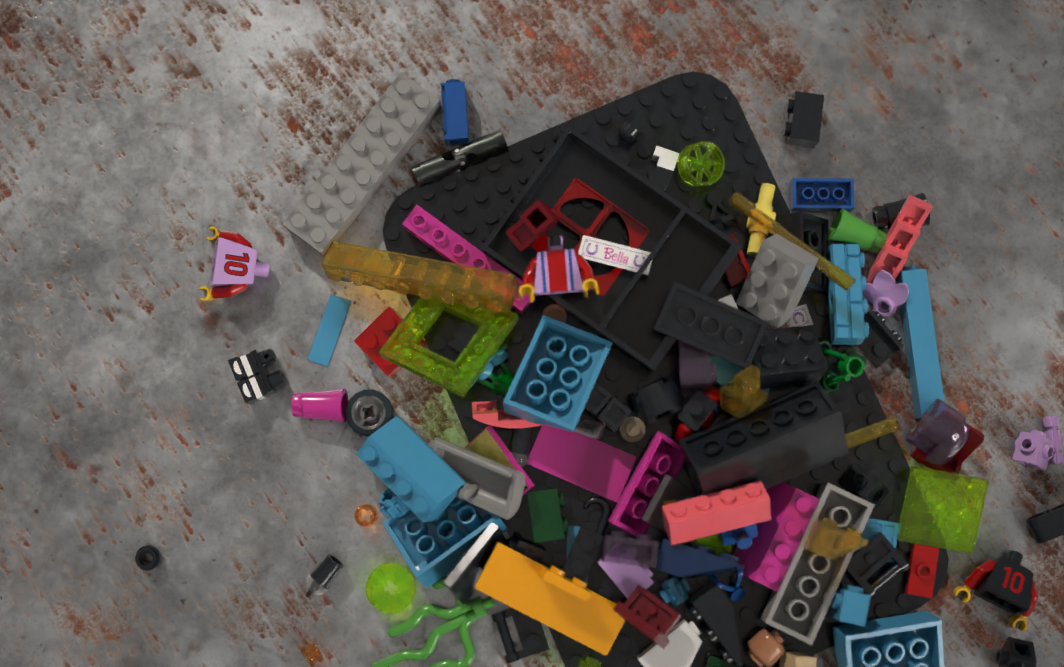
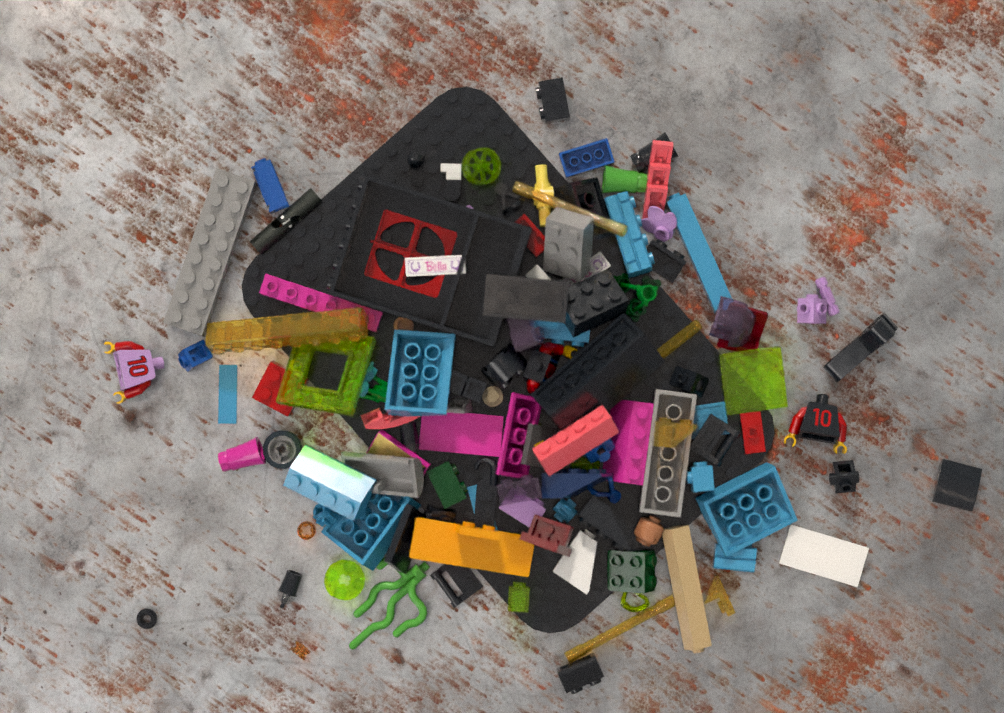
camera: 15 degrees left, 5 degrees up
(253, 376) = (189, 455): black hips -> none
(306, 274) = (194, 355): none -> blue bracket
(533, 224) = (362, 265): dark red brick -> none
(557, 272) = (394, 295): torso -> none
(743, 393) = (568, 342): clear yellow brick -> none

